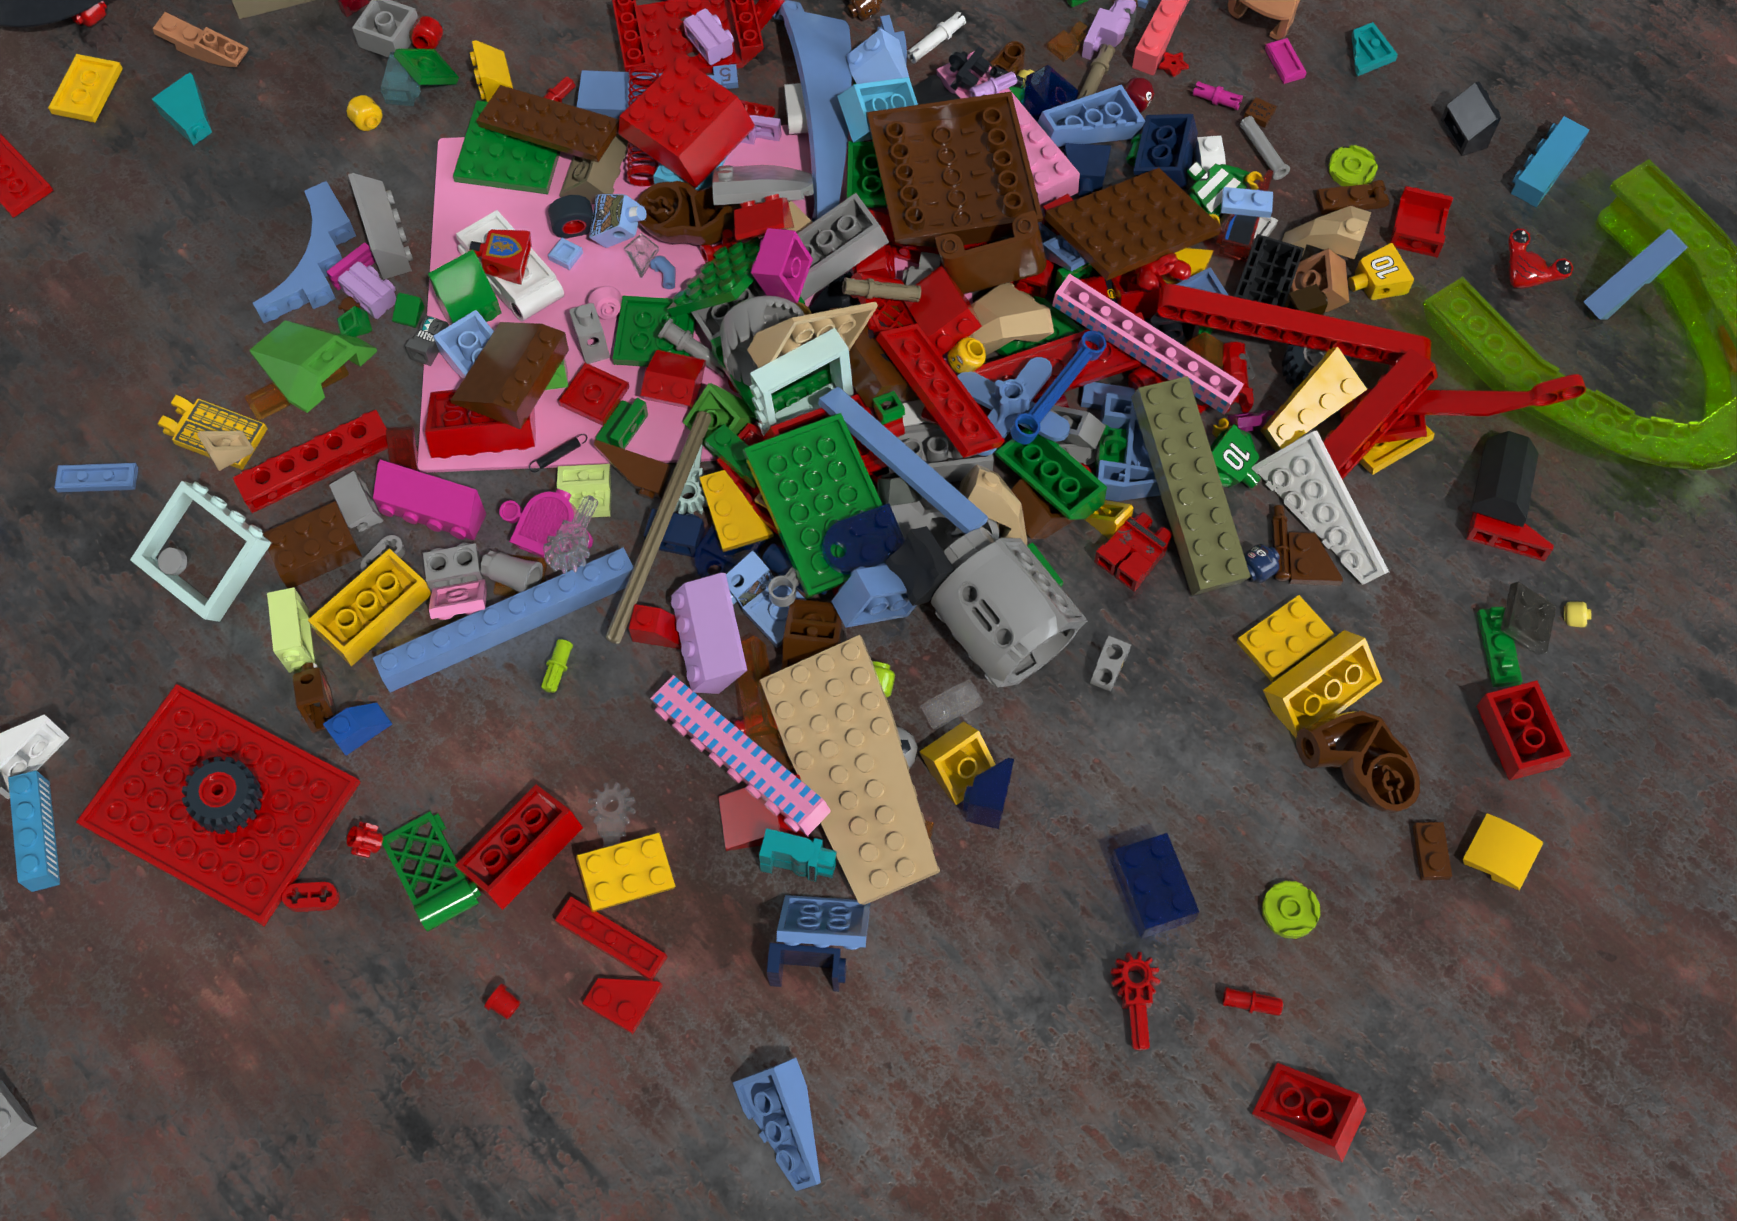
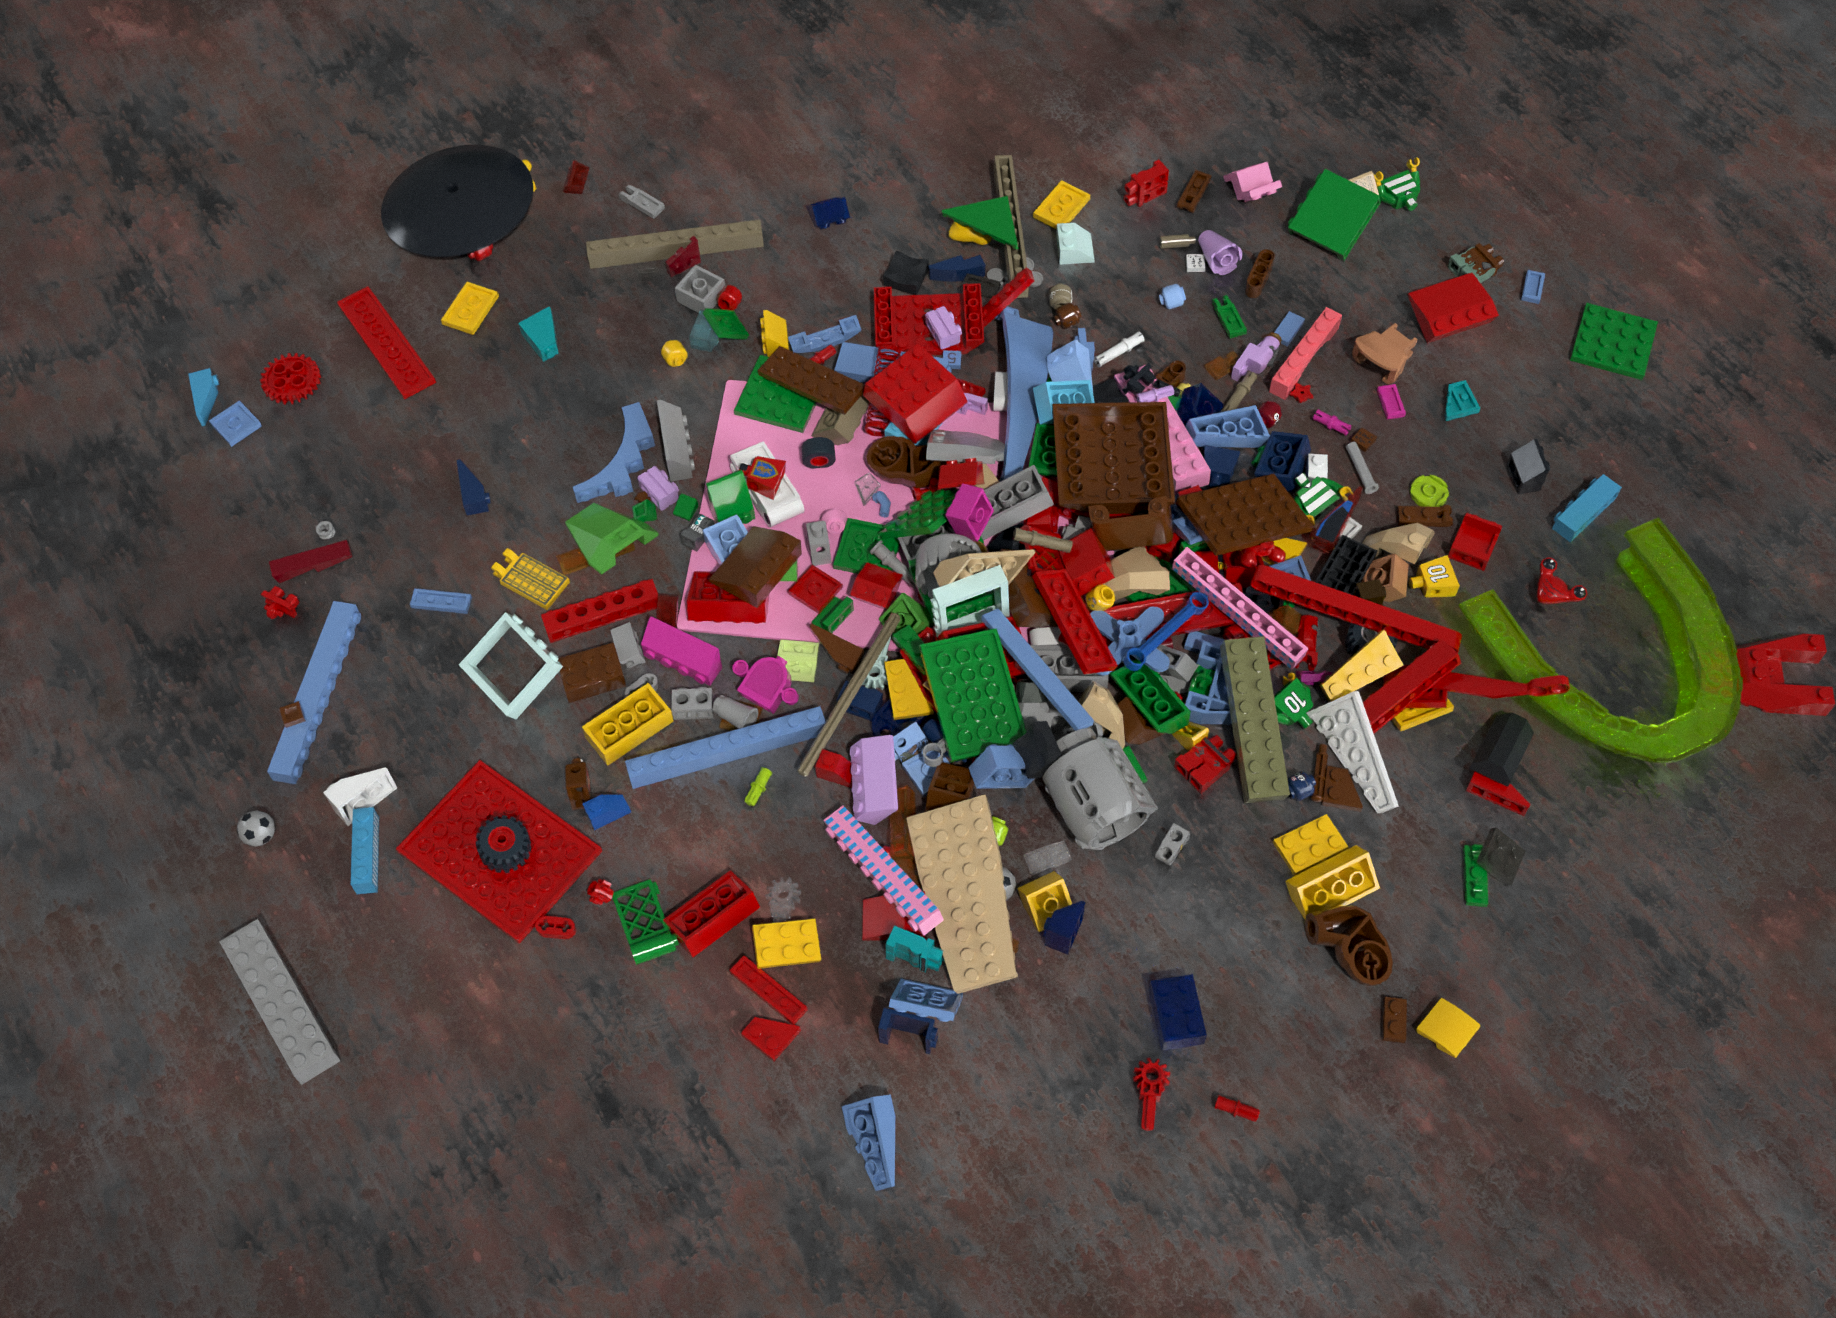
camera: 10 degrees right, 5 degrees down
(120, 328) = (473, 493): none -> dark blue slope
(172, 561) = (489, 670): light grey tile -> none
(199, 43) = (559, 285): nougat slope -> none
(225, 446) = (538, 591): tan slope -> none
(290, 629) = (568, 731): yellowish green window -> none
(361, 254) = (658, 461): dark pink tile -> none
(458, 599) = (692, 727): bright pink plate -> none
(502, 1002) = (683, 1023): red piece -> none
(550, 74) = (832, 336): none -> medium blue slope
(558, 452) = (782, 629): black piece -> none
(565, 253) = (810, 480): light blue tile -> none
(571, 537) = (784, 694): clear gear -> none
(615, 219) = (851, 459): light blue torso -> none
(865, 538) = (1000, 724): clear blue plate -> none
(892, 416) = (1035, 636): green leg -> none
(1247, 202) = (1337, 509): light blue plate -> none
(1290, 909) = (1278, 1046): lime tile -> none
(1311, 1111) = (1267, 1193): red slope -> none
(1523, 730) = (1480, 940): red brick -> none
(1576, 614) = (1541, 859): light yellow piece -> none
(1635, 274) = (1633, 605): medium blue slope -> none

